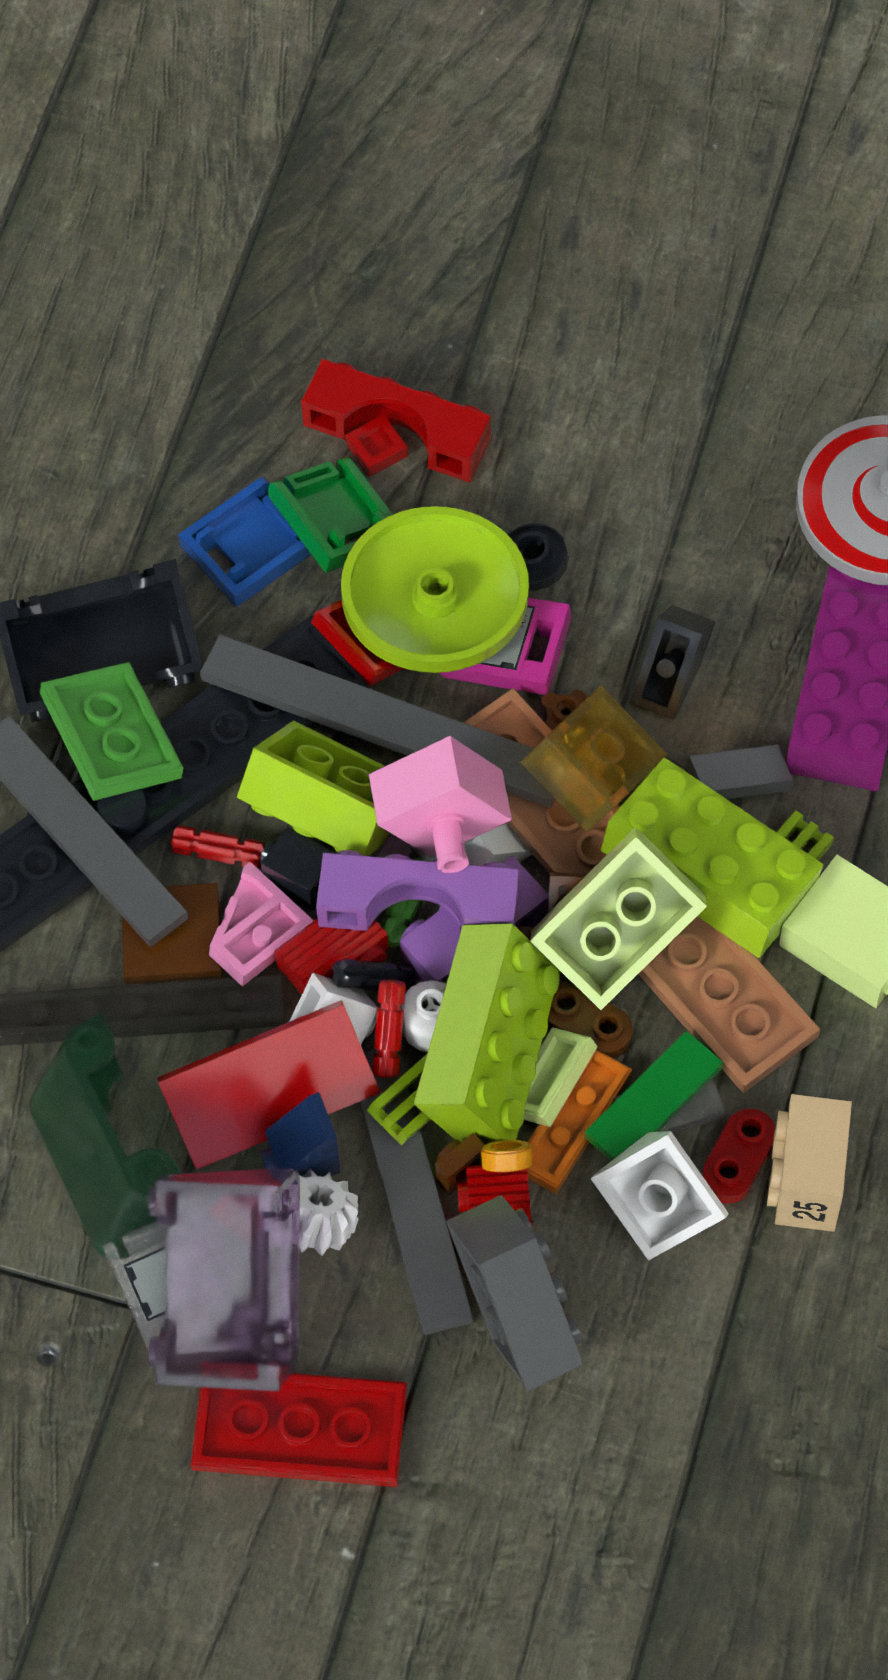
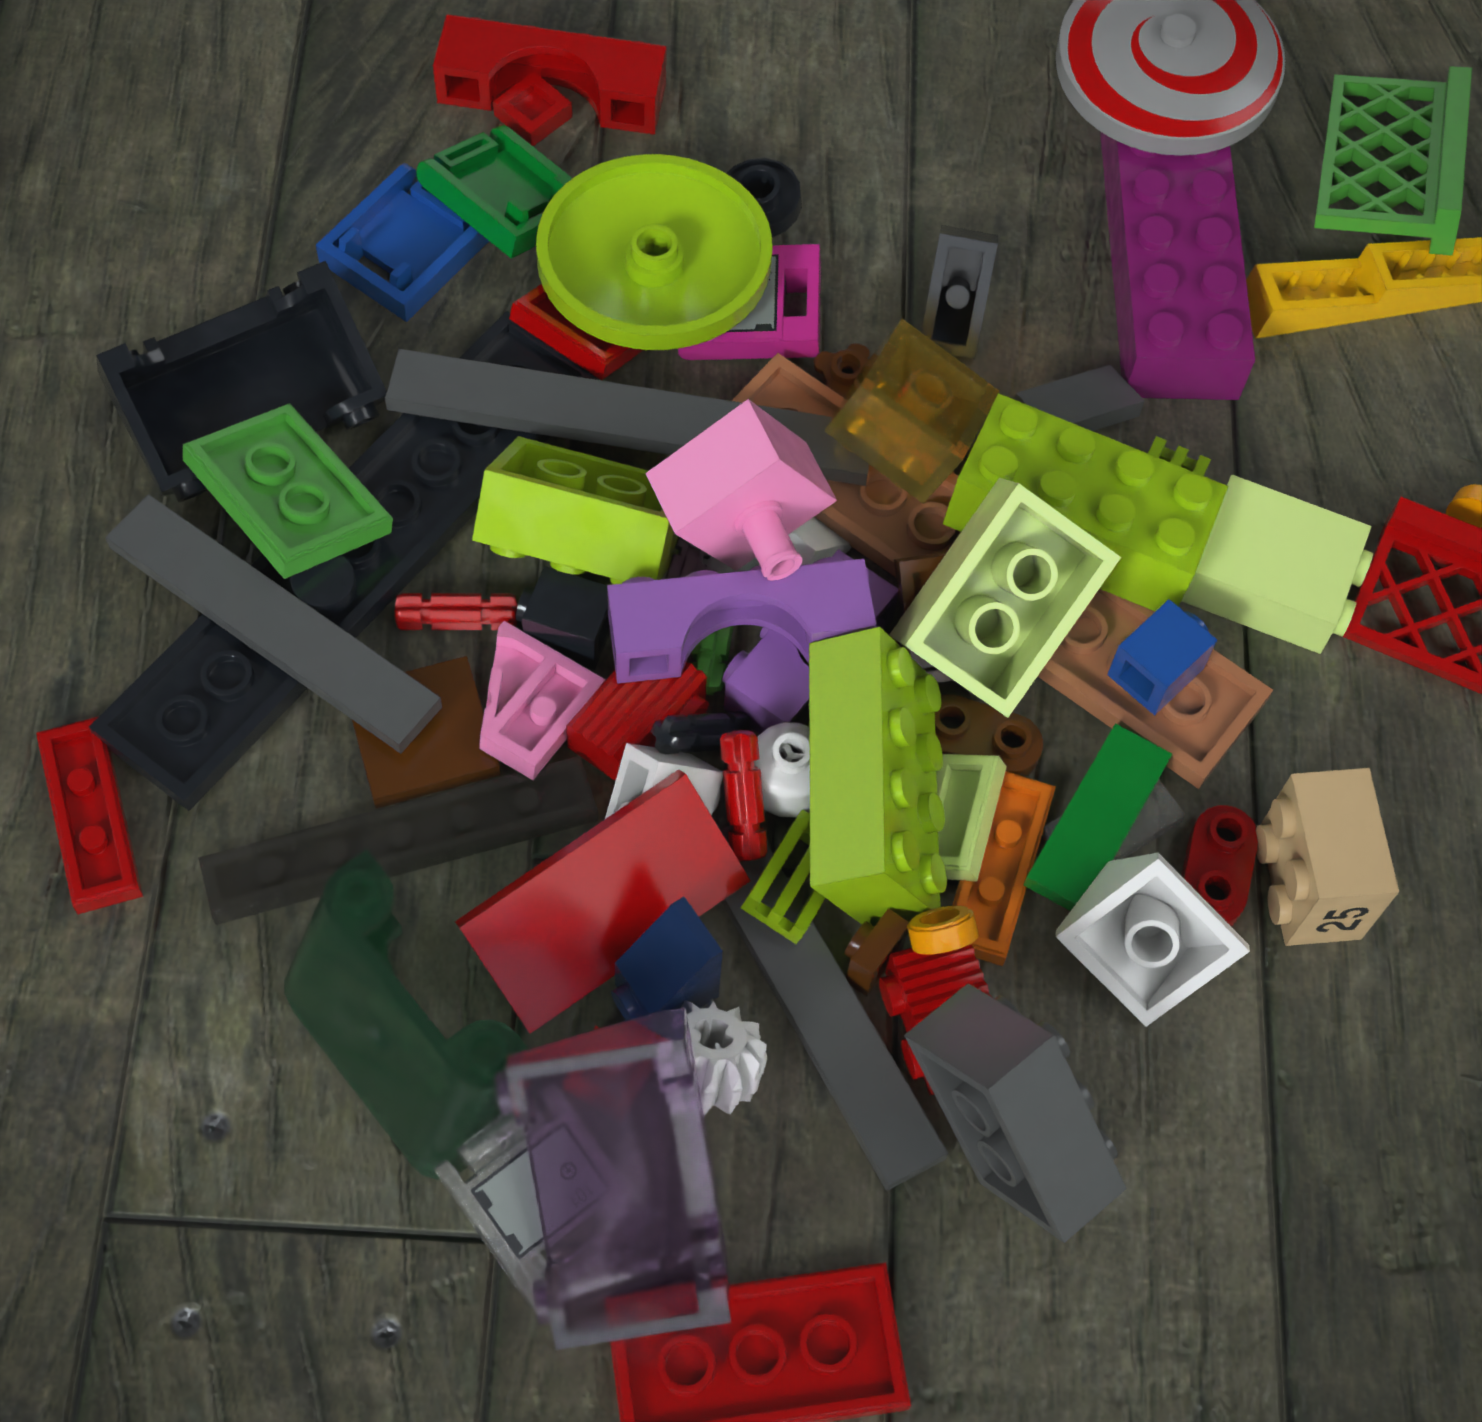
camera: 20 degrees left, 0 degrees up
(735, 986) = (1162, 656): none -> blue brick

